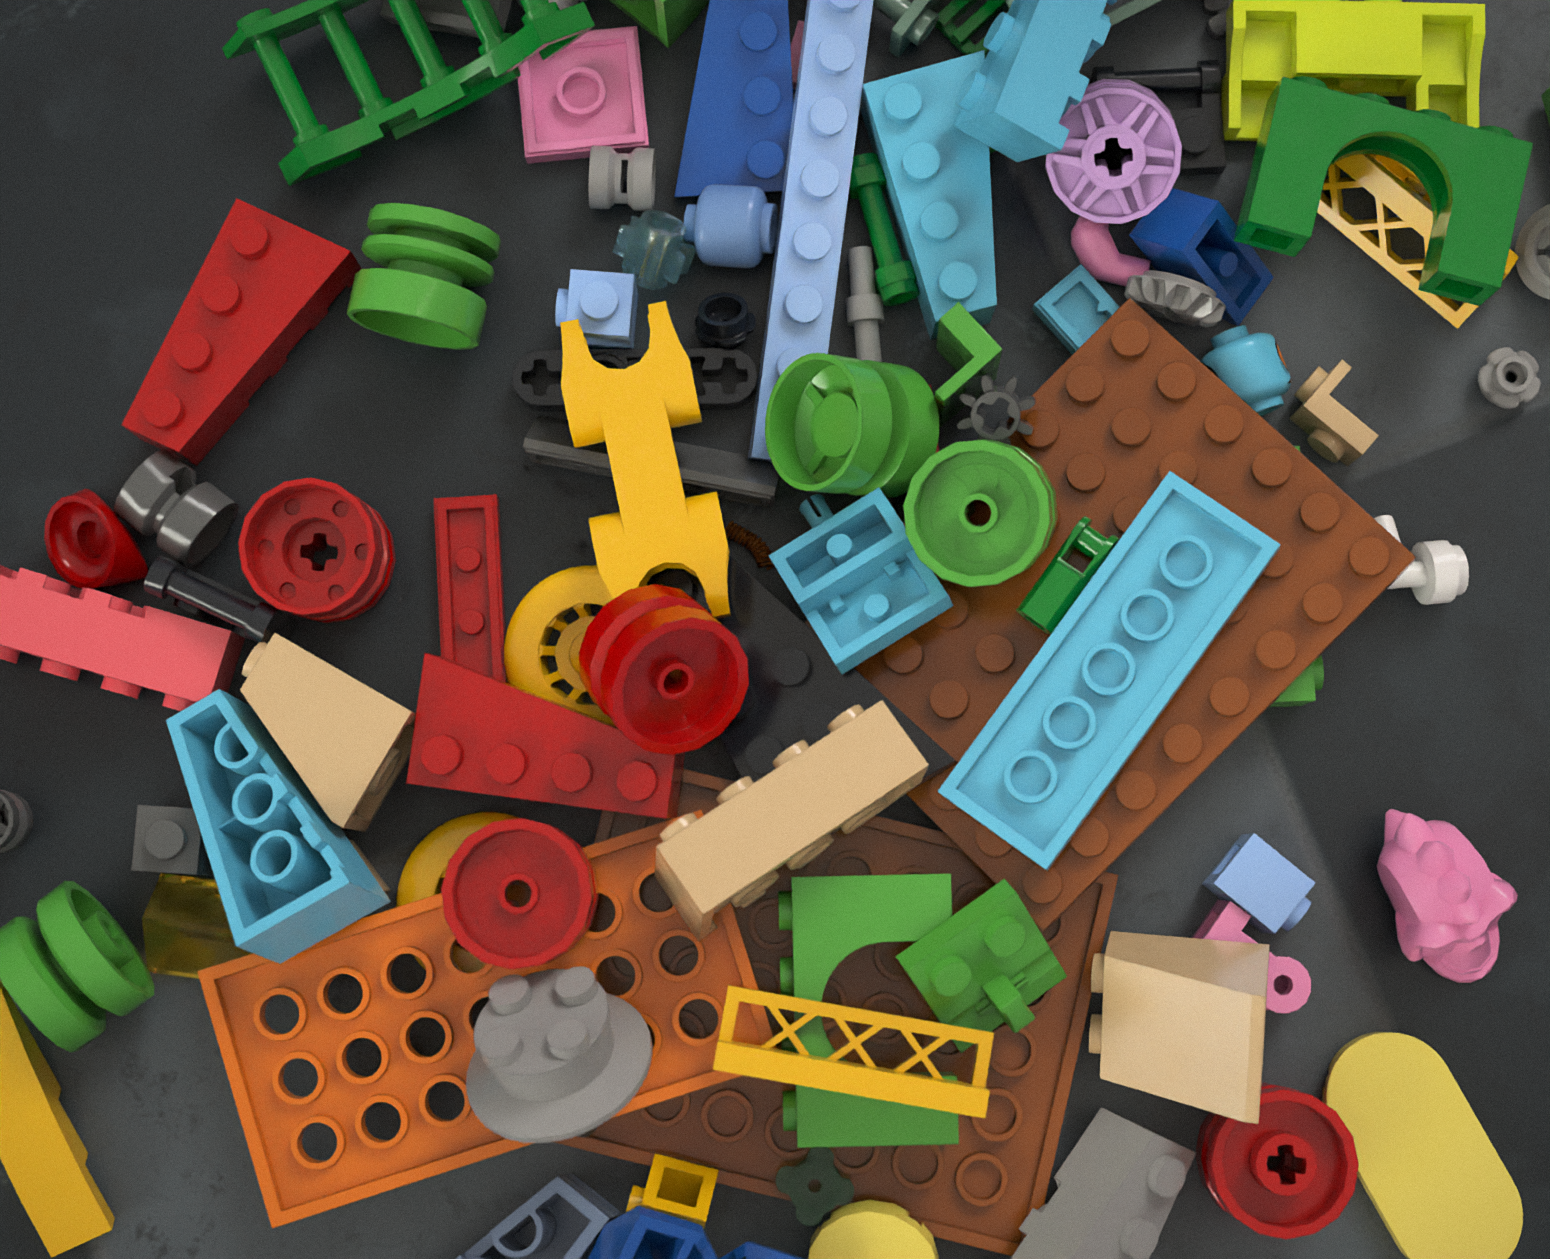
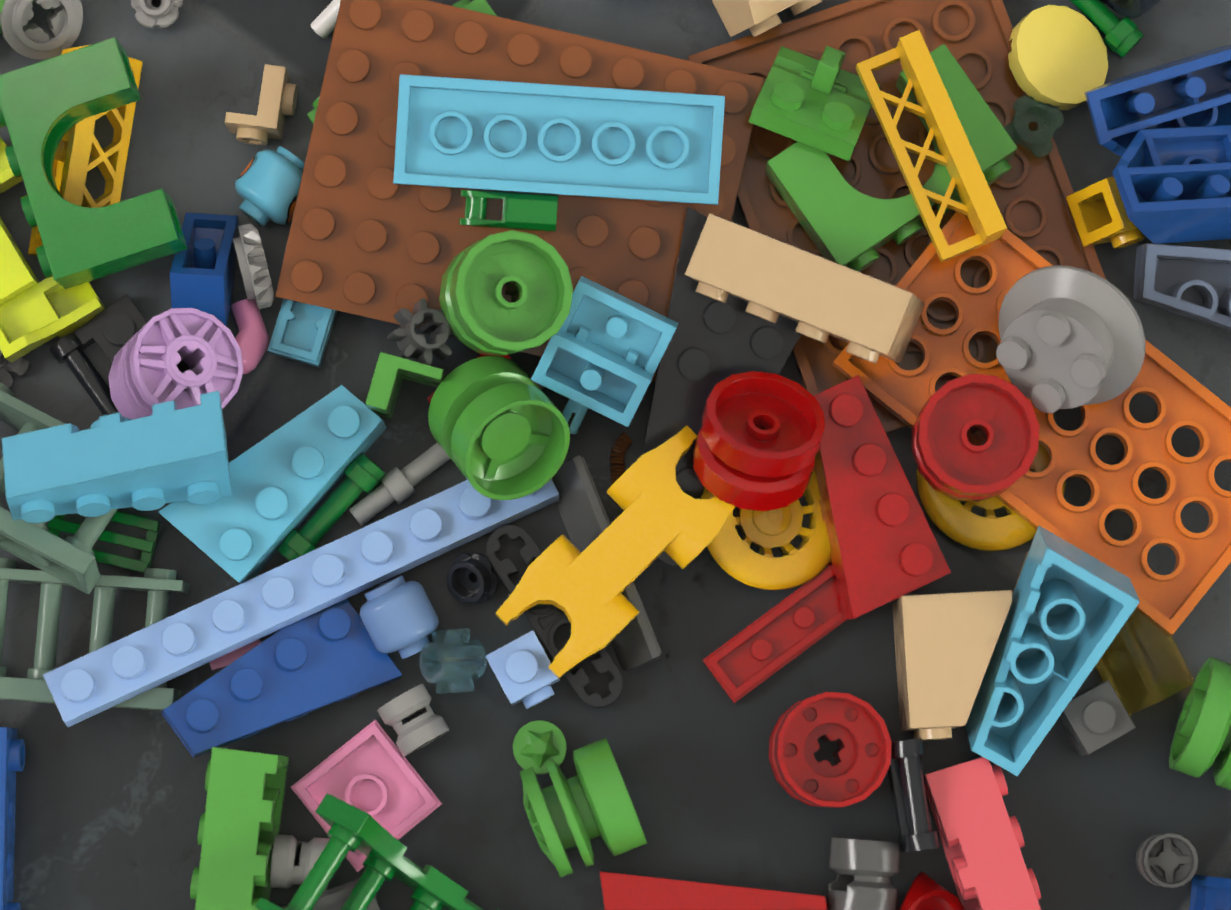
camera: 120 degrees left, 0 degrees up
(518, 285) = (538, 743): none -> bright green tile

